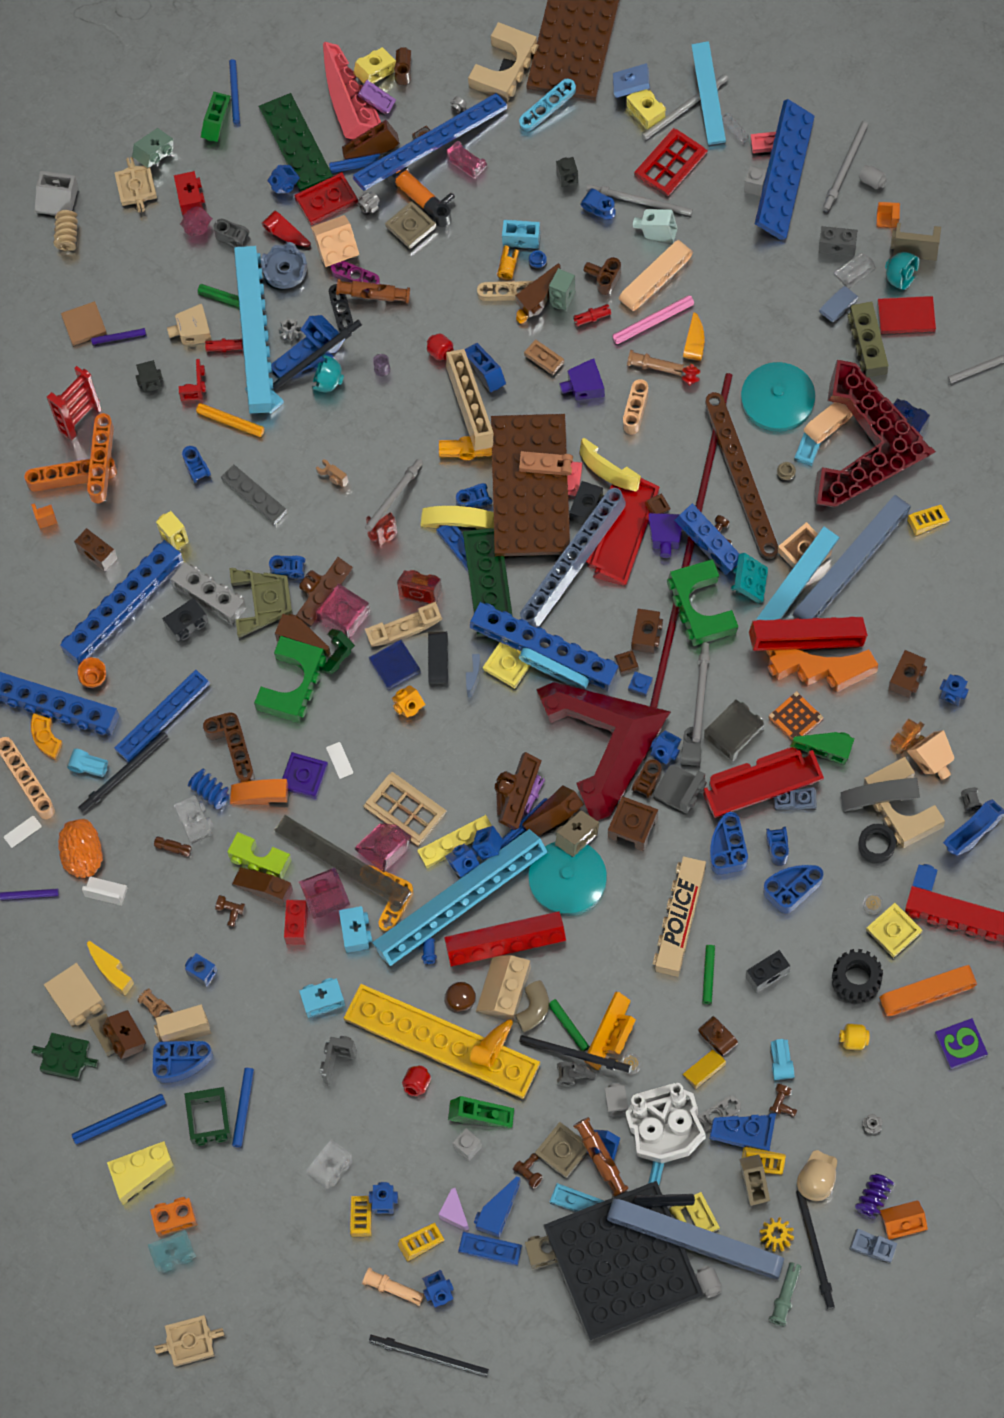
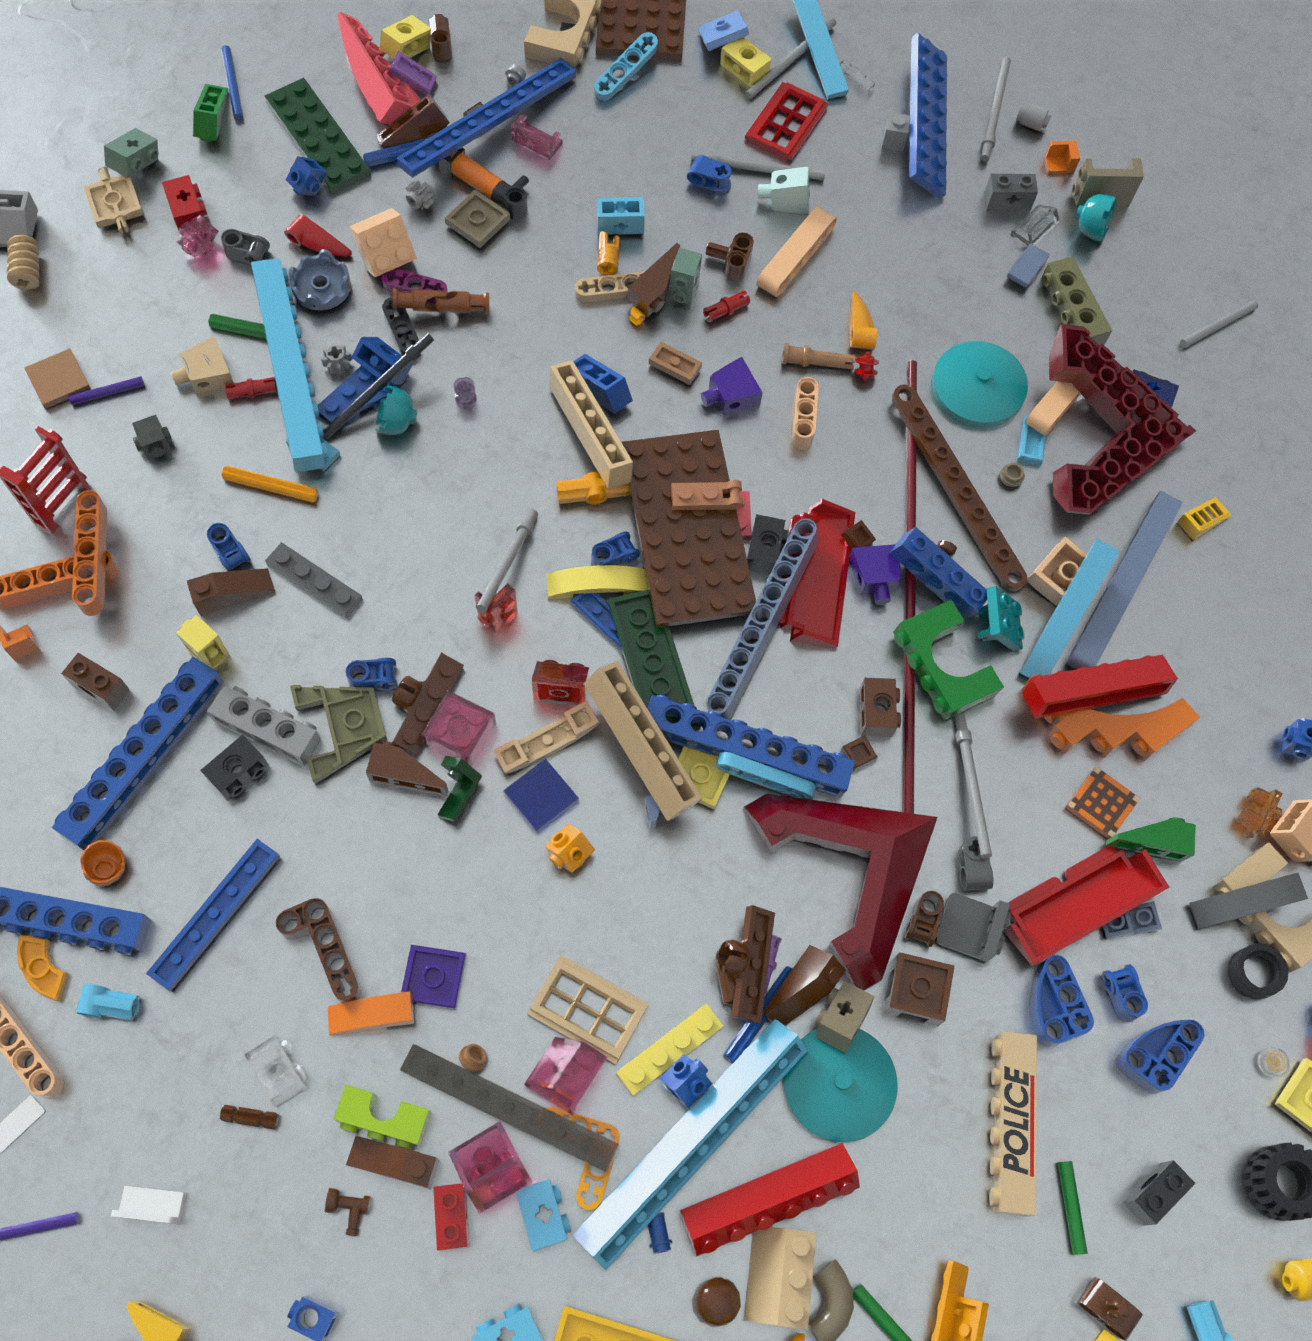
camera: 20 degrees left, 0 degrees up
(80, 848) = (105, 1142): orange hair -> none
(94, 797) = (124, 1053): black bar -> none
(191, 391) = (218, 451): red bracket -> none
(192, 494) = (228, 588): none -> reddish brown slope
(208, 788) = (295, 1020): blue piece -> none
(292, 704) = (402, 873): green arch -> none
(323, 828) = (473, 1057): none -> medium nougat plate
(326, 198) = (364, 196): red tile -> none
(335, 474) = (423, 541): medium nougat plate -> none
(339, 760) = (482, 946): white sticker -> none
(438, 346) = (537, 362): red head -> none
(438, 657) = (601, 779): black beam -> none
(467, 632) = (642, 740): none -> tan brick
(487, 842) = (719, 1049): blue brick -> none
(537, 259) = (645, 245): blue plate -> none
(567, 171) = (664, 139): pearl dark grey brick -> none
(606, 470) = (785, 497): light yellow slope -> none
(640, 684) = (884, 781): blue plate -> none
(653, 319) = (803, 305): bright pink axle -> none
(665, 747) = (941, 870): blue brick -> none
(733, 729) = (1028, 832): clear smoke panel -> none
(762, 142) = (894, 88): coral plate -> none
(906, 315) = (1114, 270): red tile -> none
(908, 663) = (1227, 735): reddish brown brick -> none

